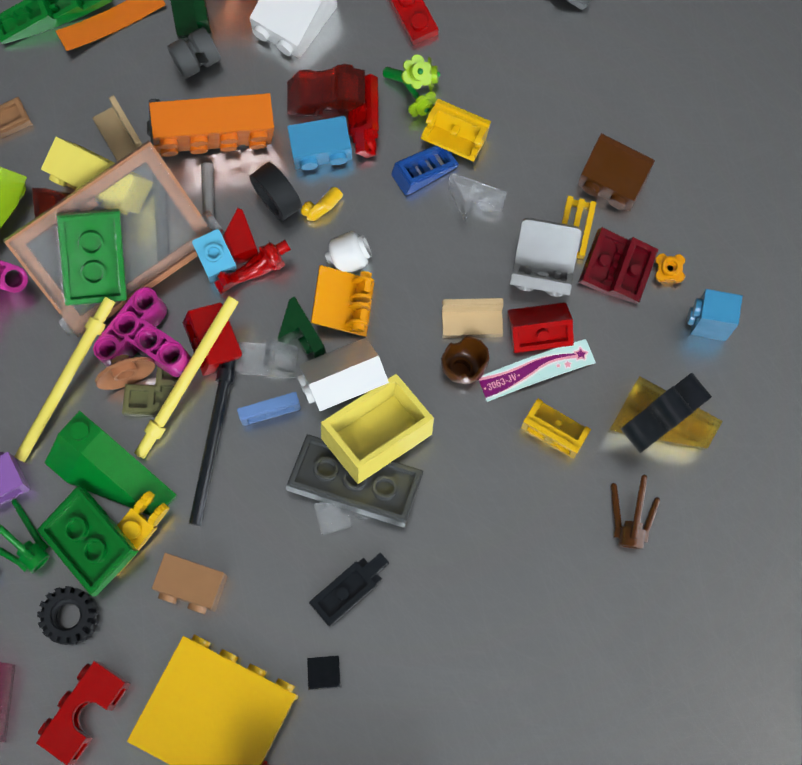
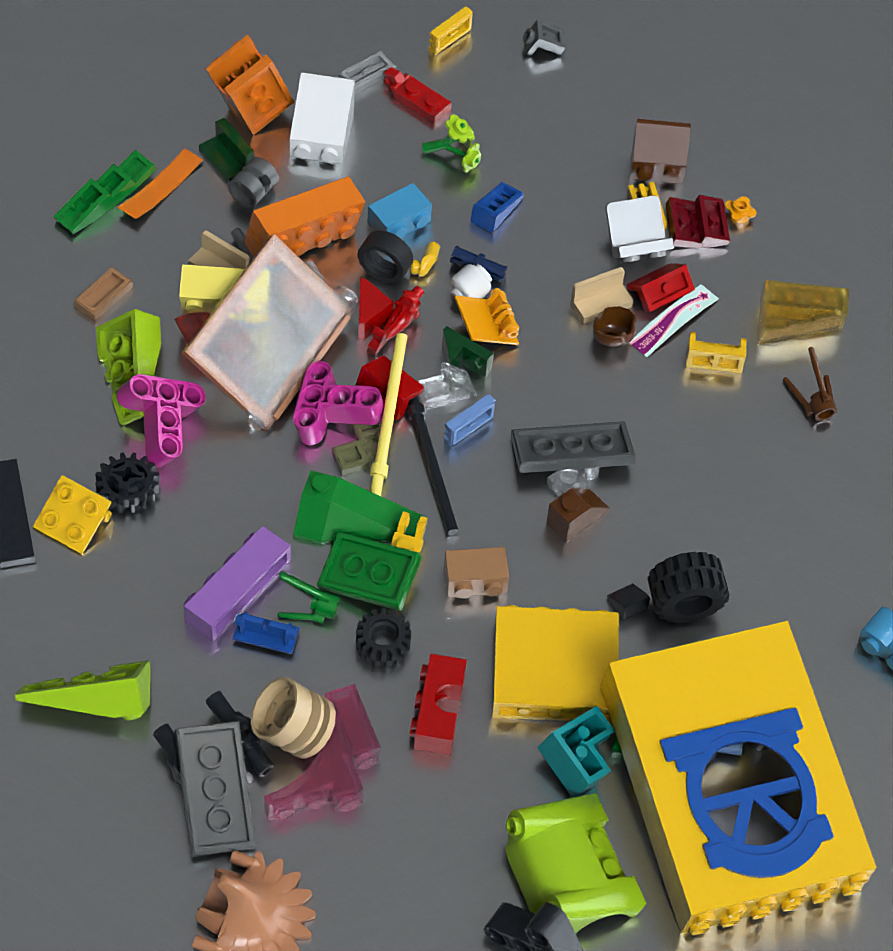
camera: 30 degrees left, 20 degrees down
(91, 256) = (260, 347): green tile -> none
(95, 326) = (286, 407): light yellow bar -> none
(124, 371) = (332, 431): nougat dish -> none
(214, 254) = (361, 318): medium azure bracket -> none
(323, 554) = (575, 512): none -> reddish brown slope
(330, 89) = (387, 171): clear red brick -> none
(342, 374) = (521, 366): white brick -> none
(348, 589) = (613, 529): black hinge -> none
(363, 120) = (419, 171): red hinge -> none
(370, 230) = (463, 257): none -> dark blue pin
(376, 698) = (688, 587): none -> black tyre
(377, 428) = (573, 395): light yellow piece -> none
(456, 130) = (509, 166): yellow hinge -> none
(468, 191) = (547, 208): clear slope -> none
(666, 412) = (803, 291): black beam -> none
(715, 315) = (798, 223): dark azure brick -> none

